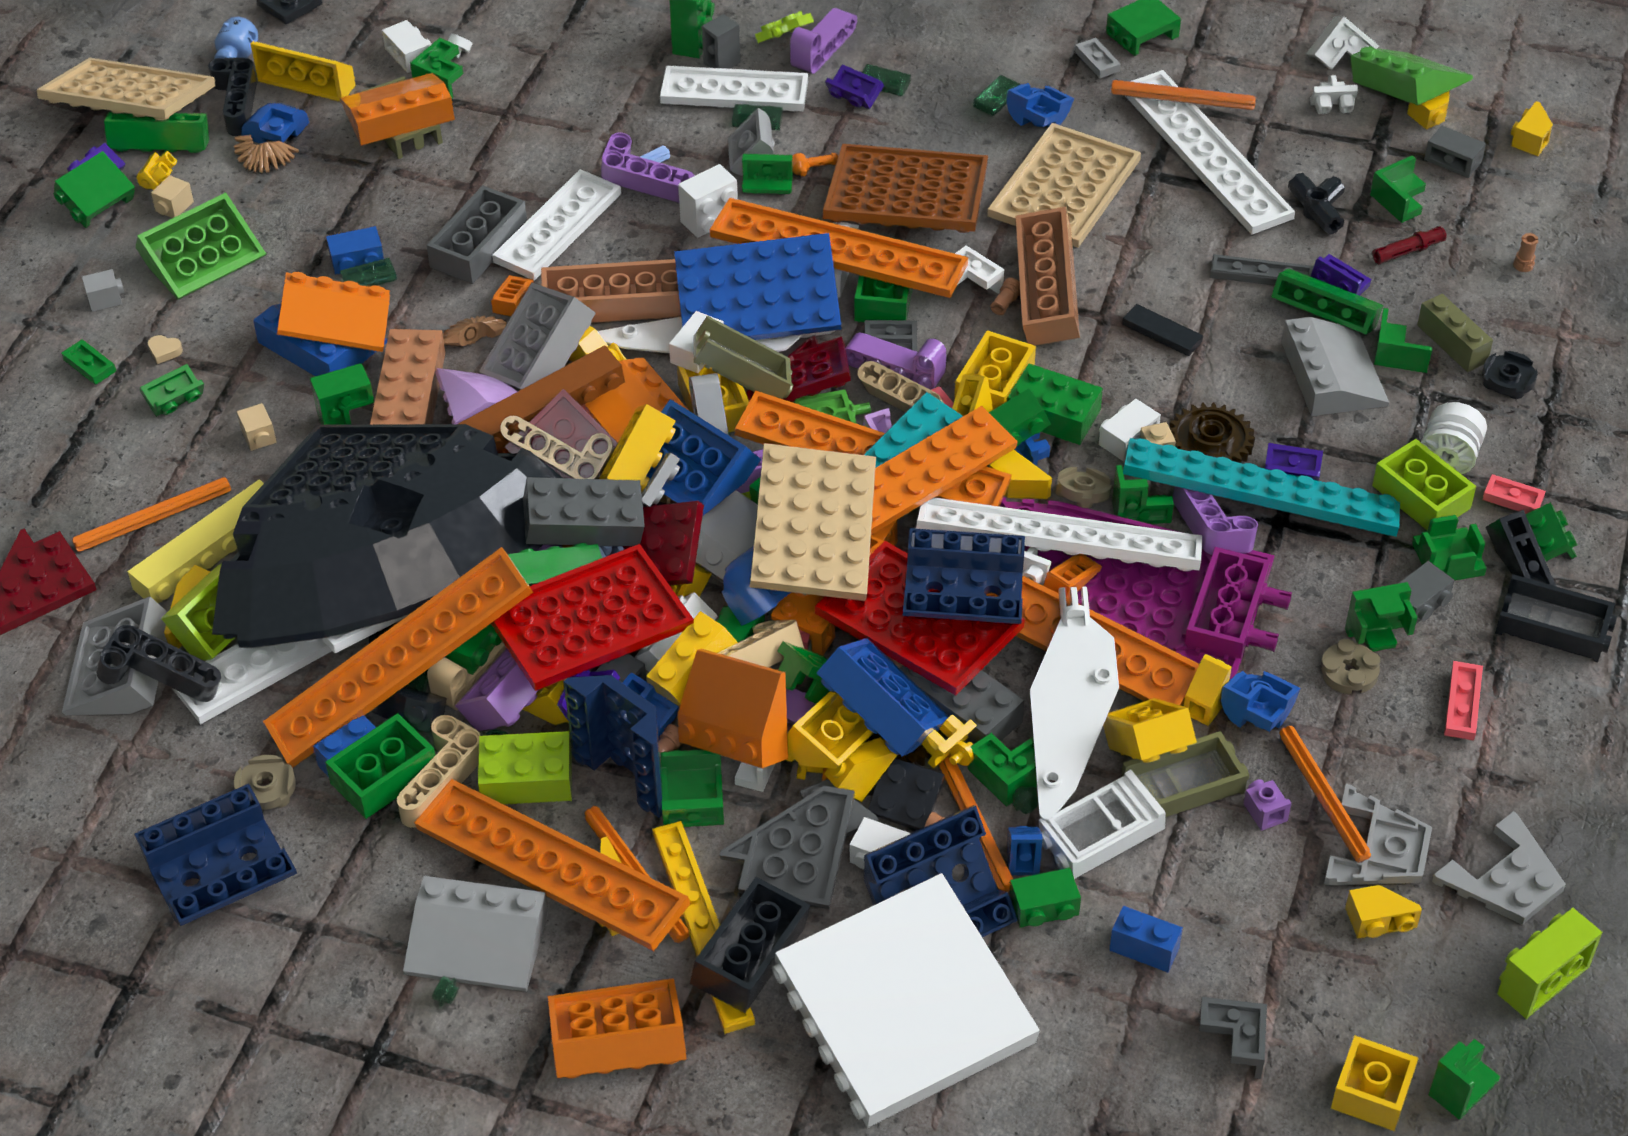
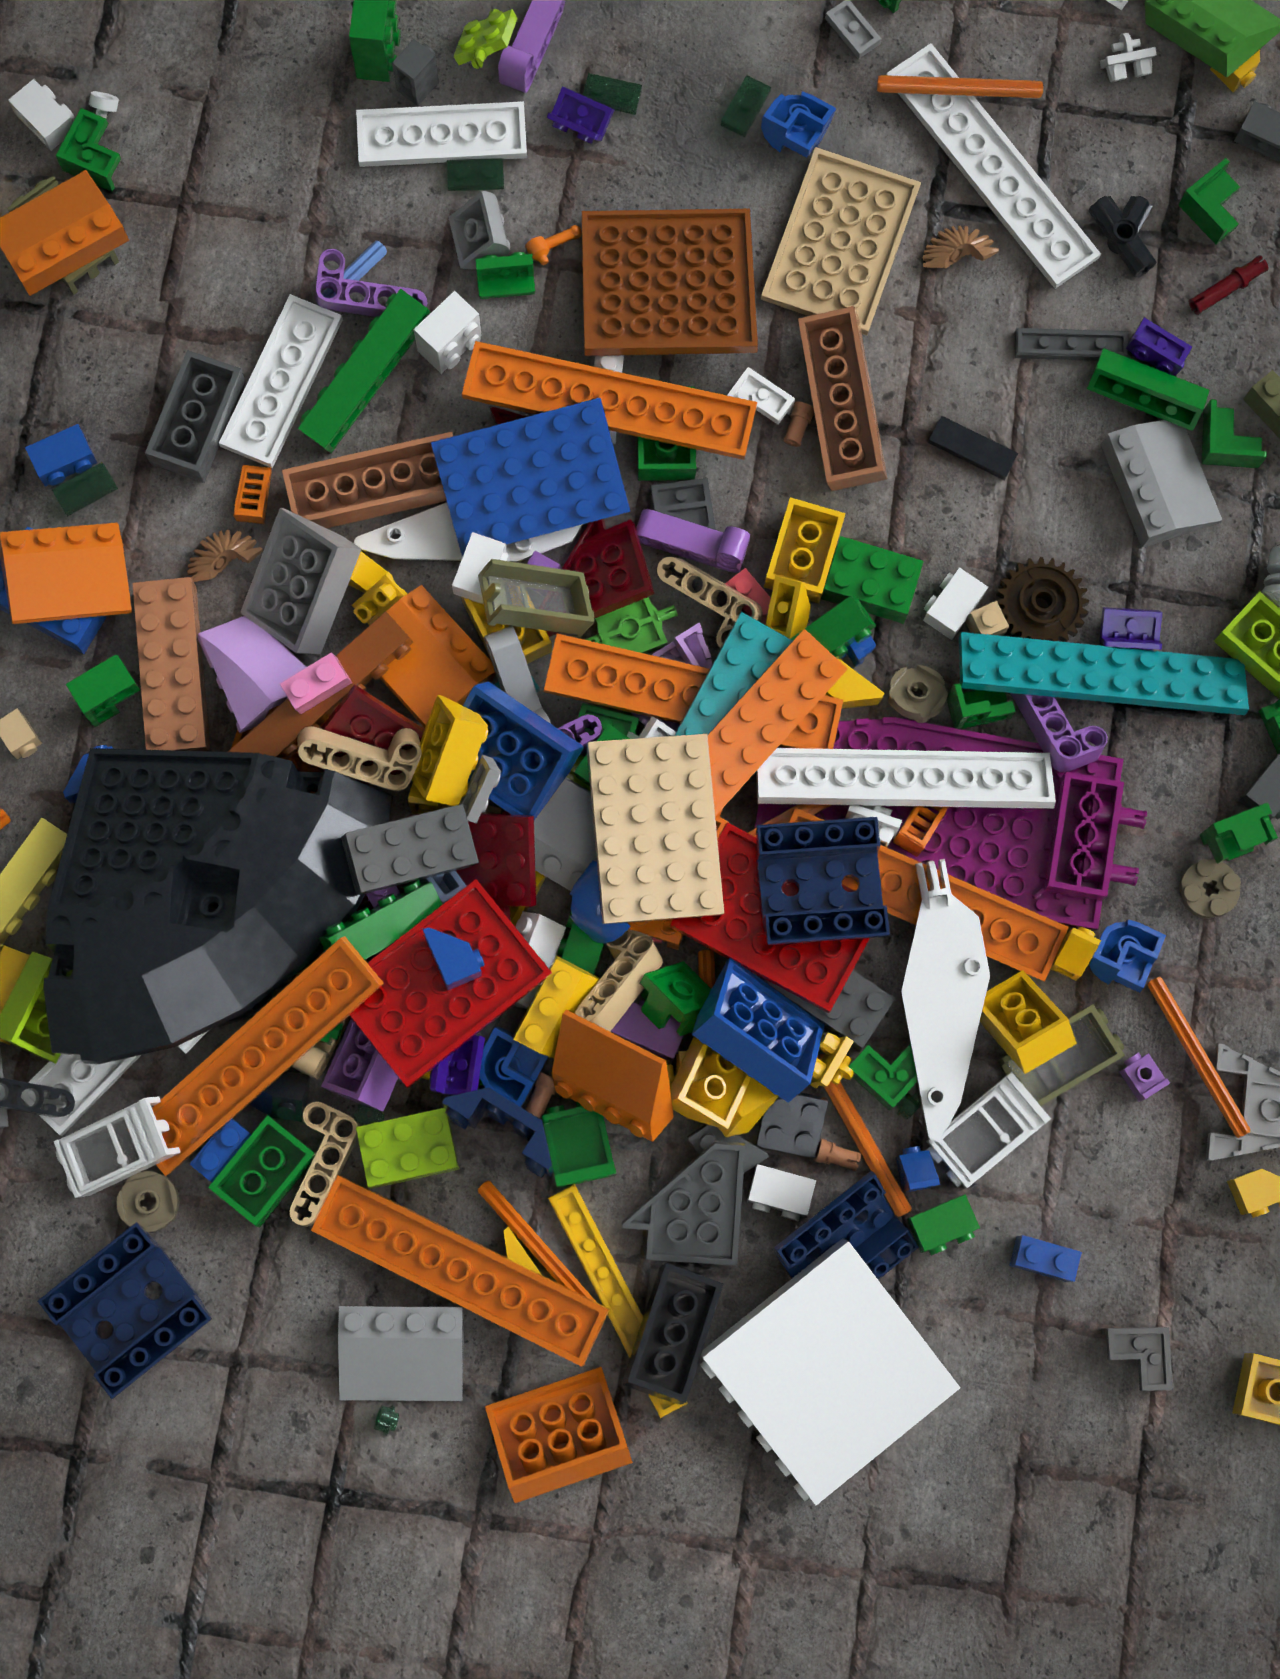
camera: 15 degrees left, 30 degrees up
(247, 727) = (114, 1148): none -> white door
(529, 382) = (316, 683): none -> bright pink brick
(603, 588) = (453, 958): none -> blue slope
(629, 216) = (364, 371): none -> green brick
(1166, 198) = (955, 246): none -> medium nougat hair

